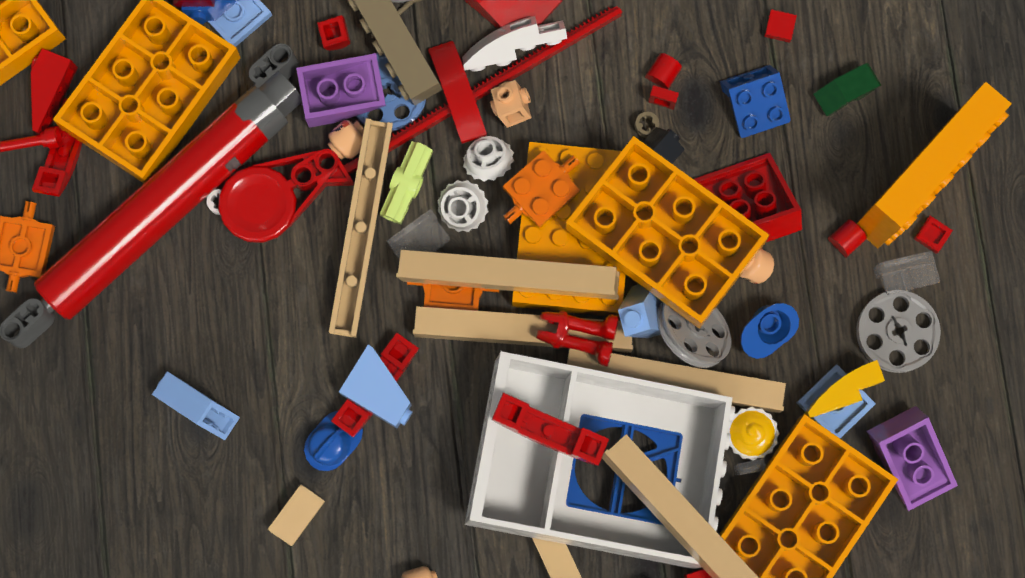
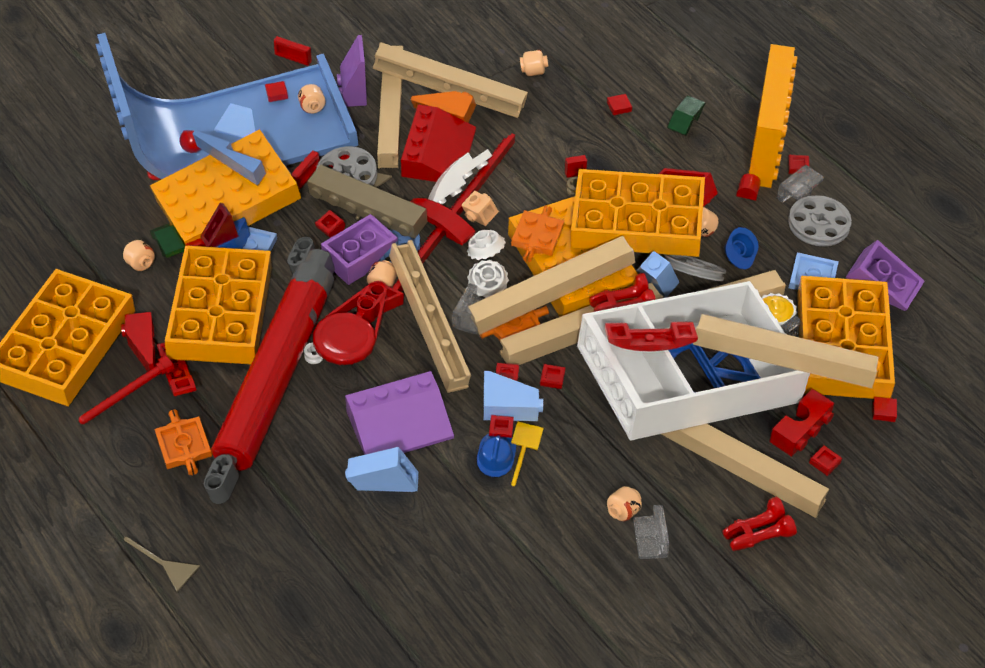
camera: 35 degrees left, 30 degrees down
(255, 342) = (399, 415): none -> medium lavender slope
(296, 515) = (503, 507): tan slope -> none
(377, 438) = (525, 436): none -> yellow piece
(406, 182) = (440, 280): yellowish green piece -> none
(452, 376) = (552, 376): none -> red tile
(664, 71) = (562, 151): red brick -> none
(757, 100) = (637, 143): blue bracket -> none
(846, 389) = (817, 253): yellow slope -> none

